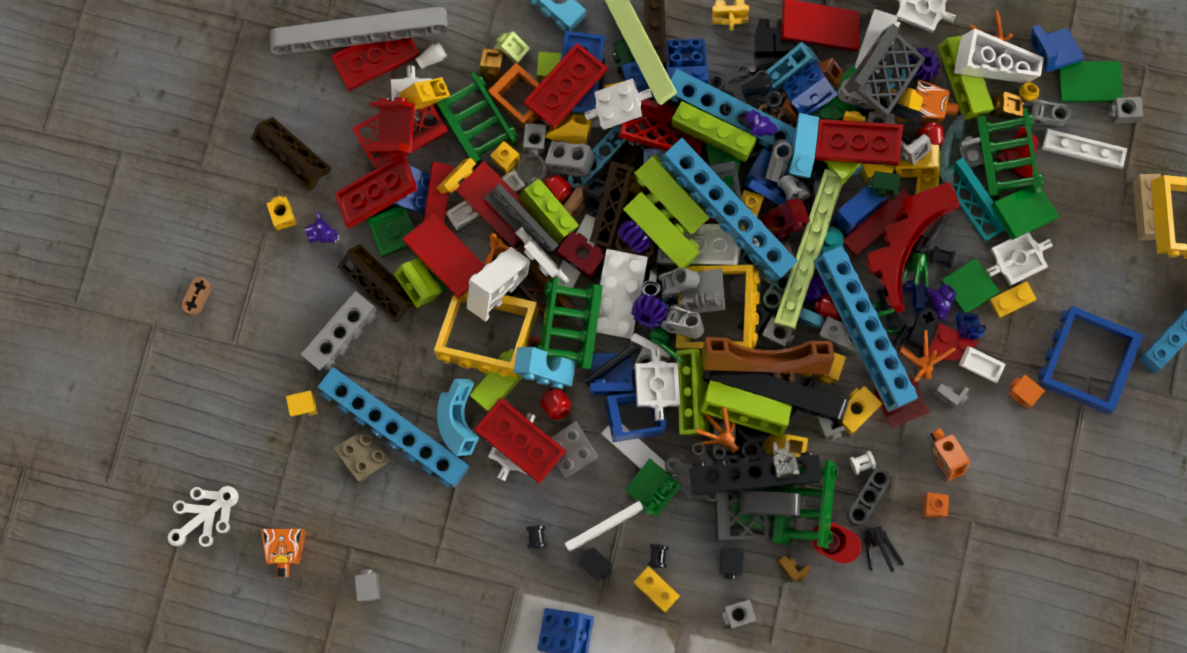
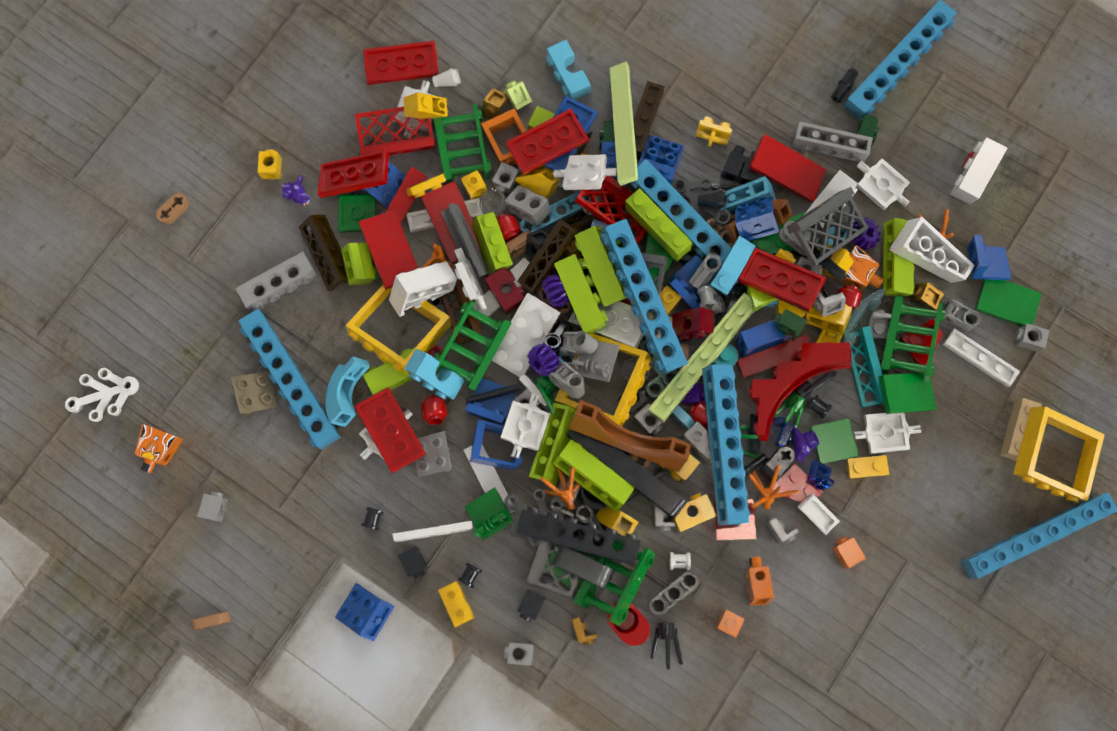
camera: 20 degrees right, 0 degrees up
(286, 154) = (294, 117): dark brown fence -> none
(302, 403) = (221, 330): yellow panel -> none
(358, 30) = (394, 36): light grey beam -> none
(395, 126) = (389, 124): red panel -> none
(759, 124) = (700, 233): dark purple animal -> none
(784, 463) = (607, 537): clear smoke plate -> none
(1029, 91) = (950, 290): yellow plate -> none
(1123, 369) = (943, 565): blue window -> none

